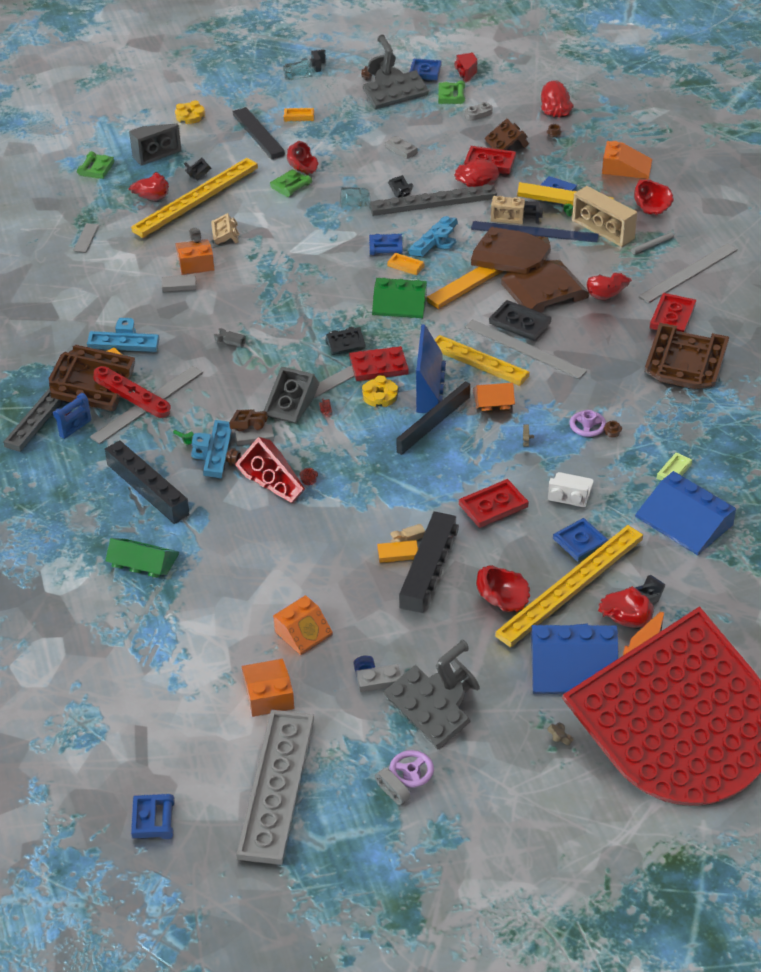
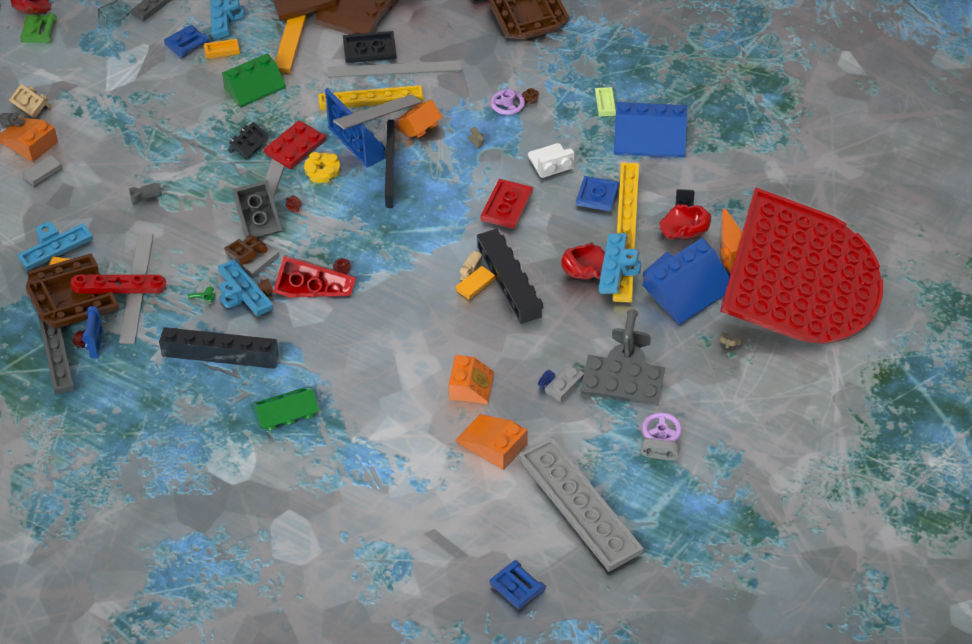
camera: 40 degrees left, 5 degrees up
(451, 366) = (377, 111): none -> light grey piece
(525, 603) = (617, 263): none -> dark azure plate

